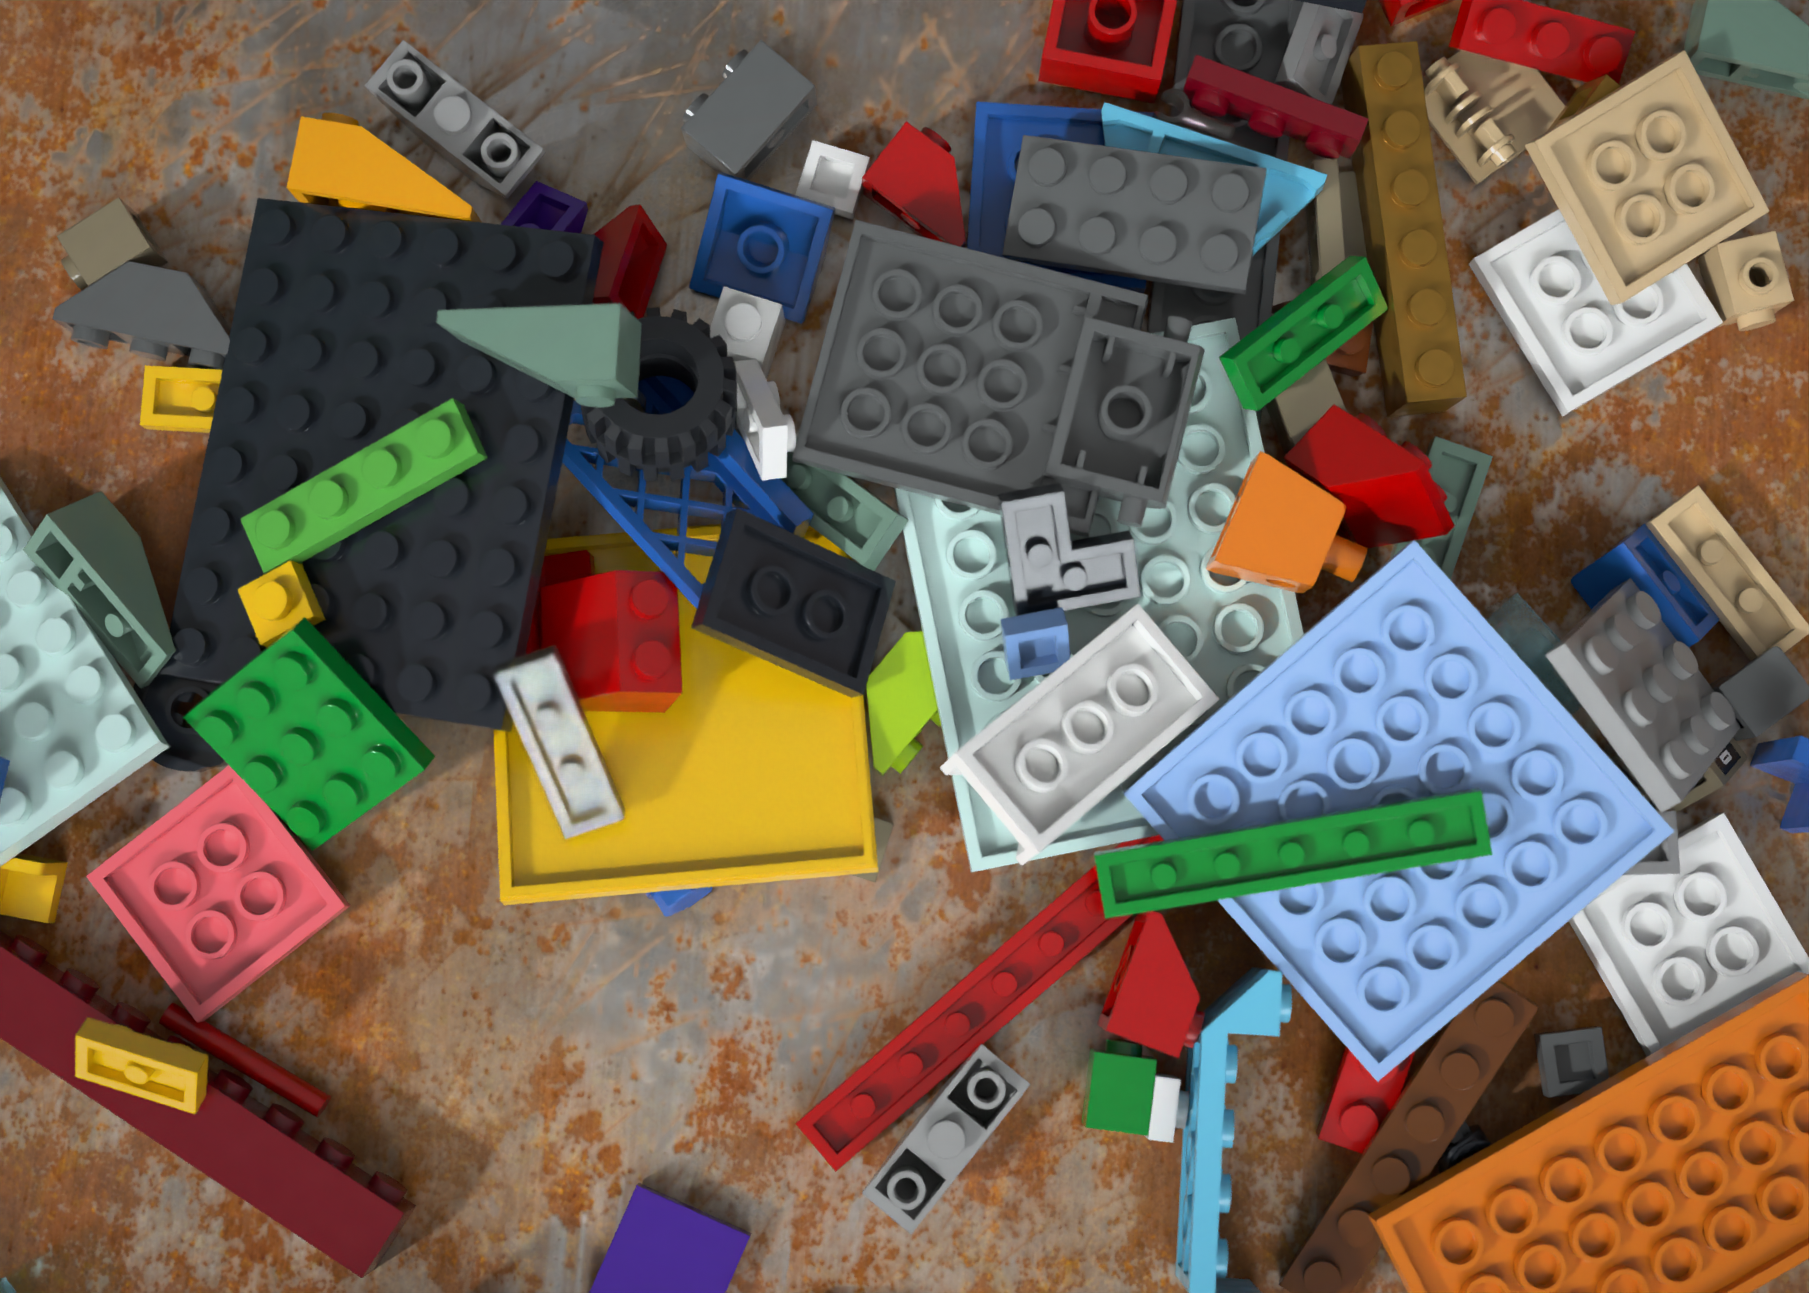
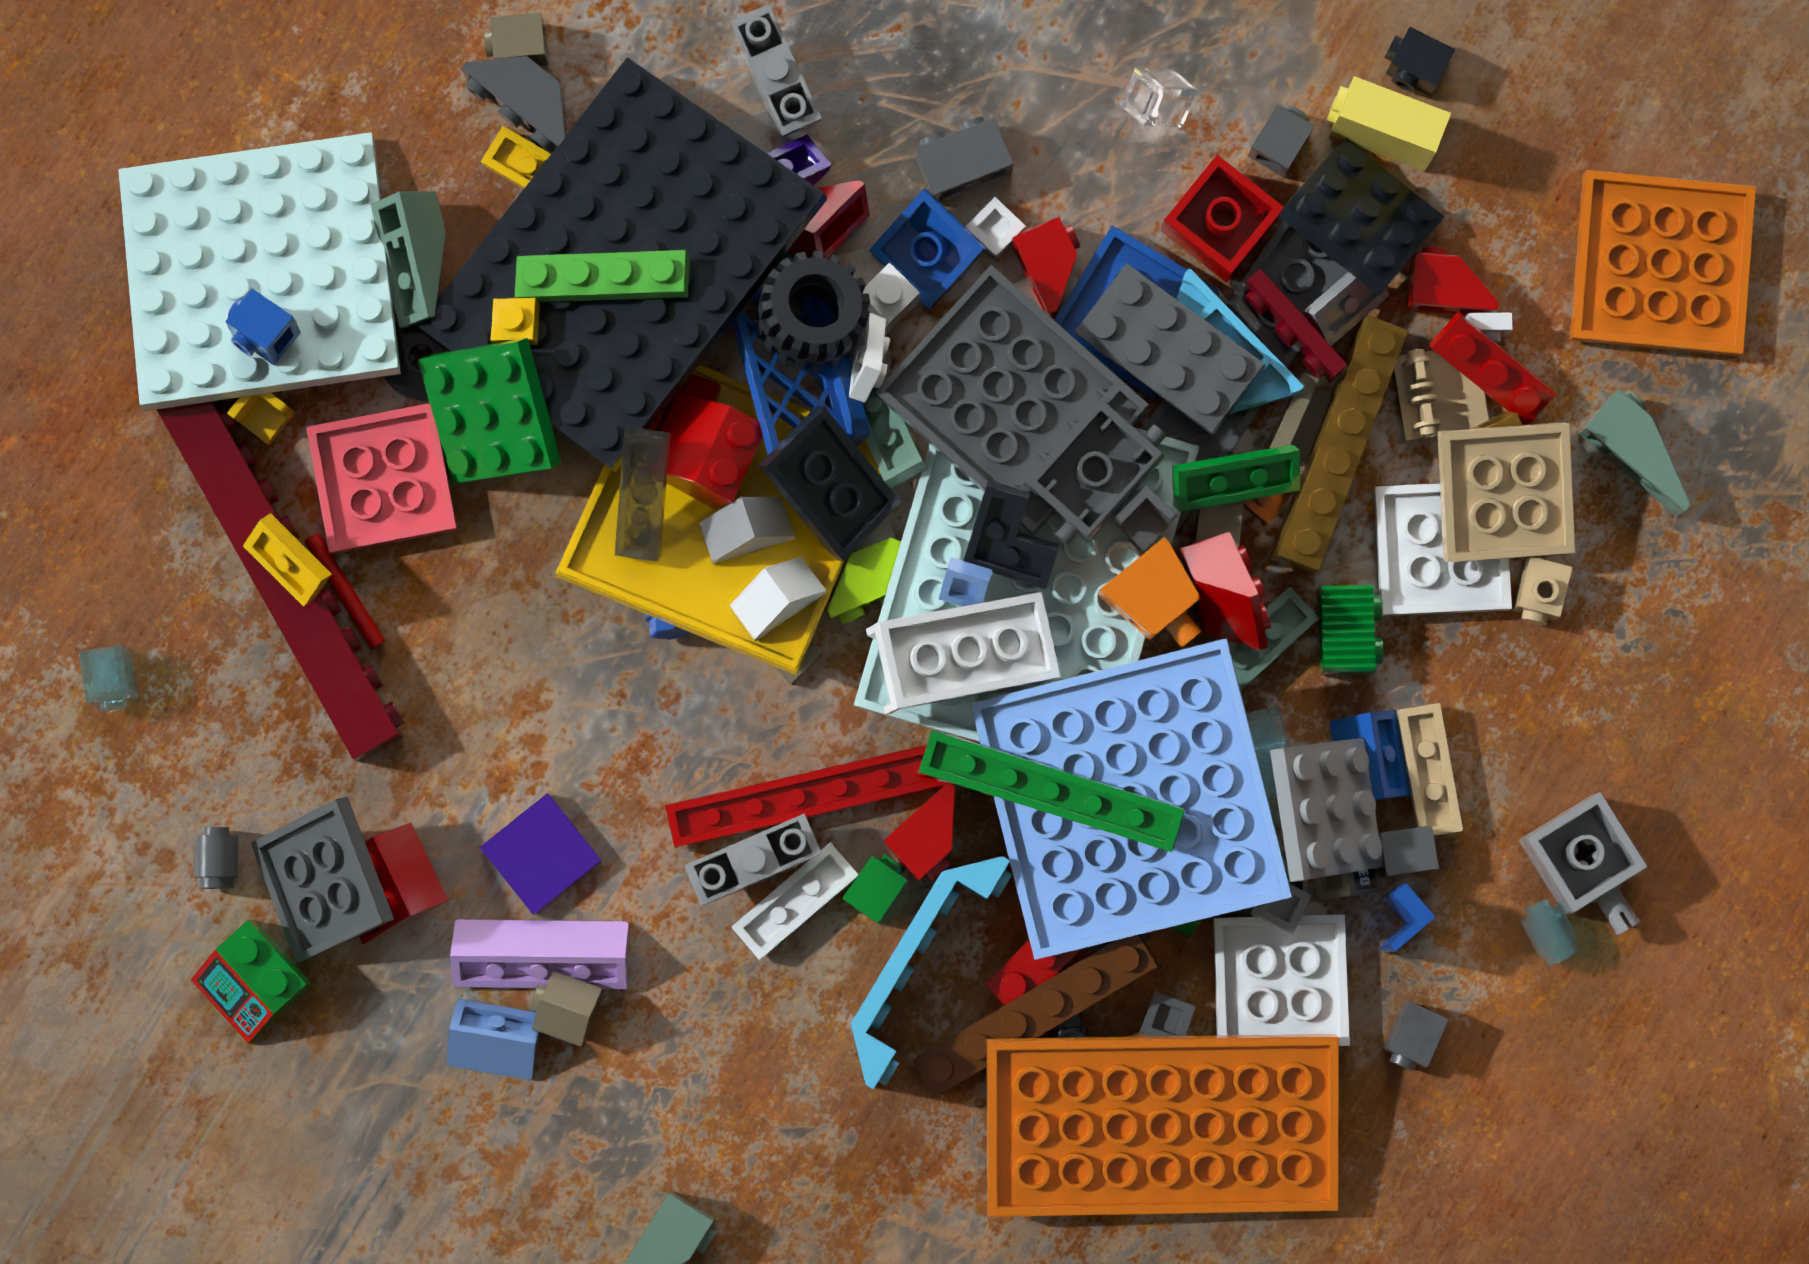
camera: 25 degrees right, 0 degrees up
(352, 168) = (698, 74): light orange slope -> none
(573, 348) = (773, 258): sand green slope -> none
(716, 715) = (746, 527): none -> light grey slope
(801, 784) = (776, 596): none -> white slope
(1024, 1160) = (794, 901): none -> white plate
(1168, 1108) = (898, 915): white plate -> none
(1219, 441) = (1144, 518): none -> dark grey panel
(1536, 453) = (1348, 630): none -> green brick

